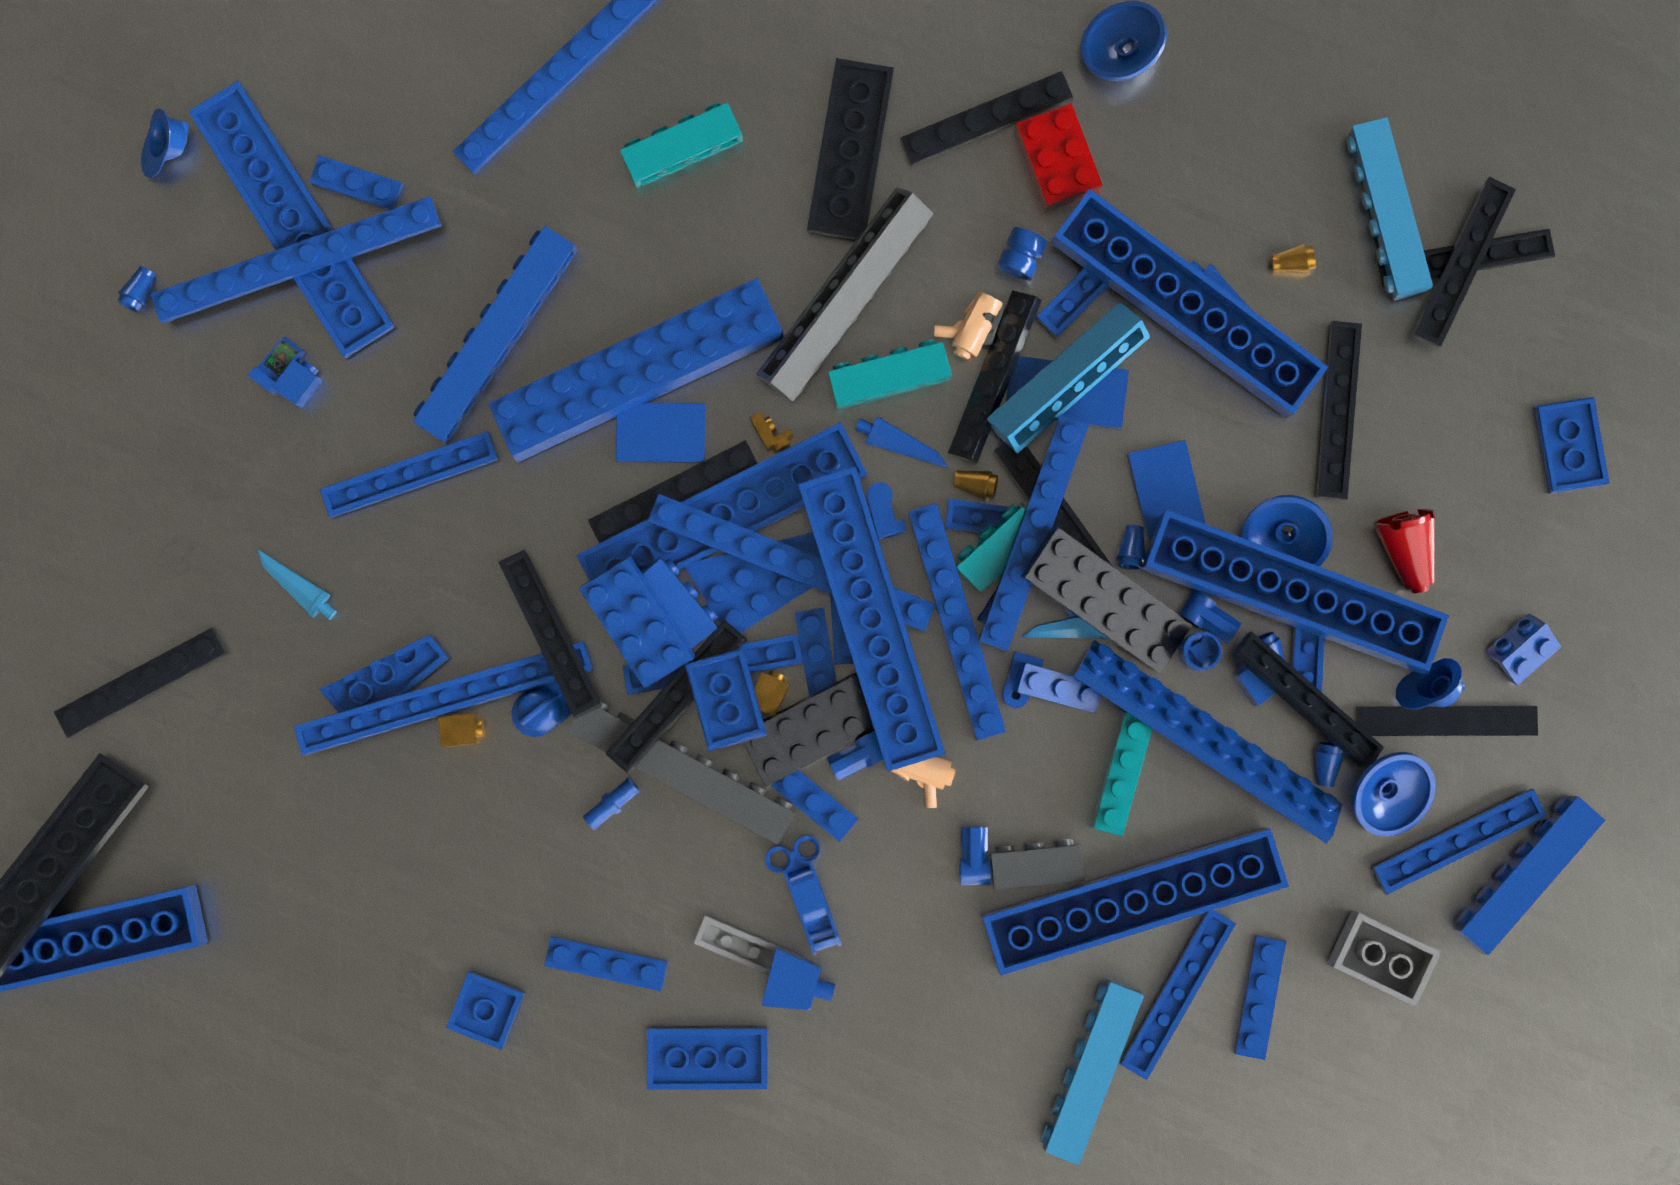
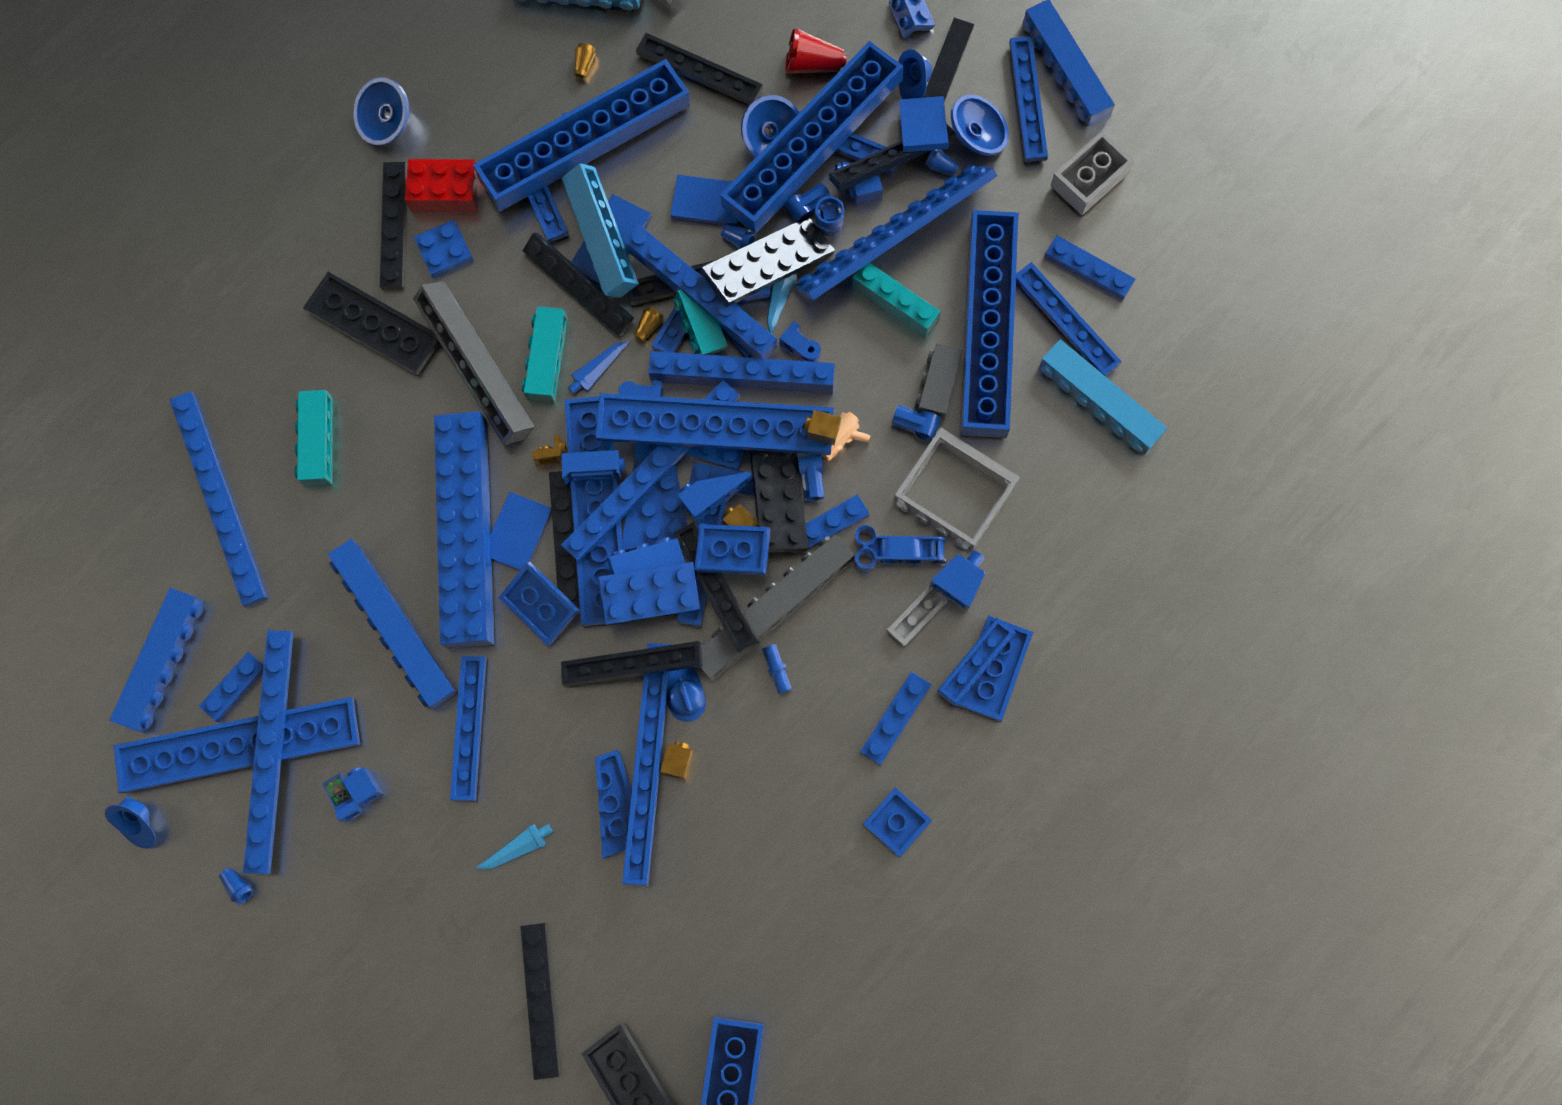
camera: 65 degrees left, 10 degrees down
(352, 84) = (157, 661): none -> blue brick
(581, 495) = (539, 603): none -> blue plate
(704, 1035) = (976, 661): none -> blue tile
(767, 491) = (592, 465): none -> blue window
(782, 641) = (708, 494): none -> blue slope
(910, 751) = (823, 427): none -> pearl gold brick
(954, 949) = (974, 458): none -> light grey window
(976, 328) = (537, 282): light nougat piece -> none
(979, 192) = (443, 248): none -> blue plate
(1023, 250) = (496, 230): blue wheel -> none
(1055, 687) = (816, 319): plate -> none
(1366, 723) = (923, 124): none -> blue tile

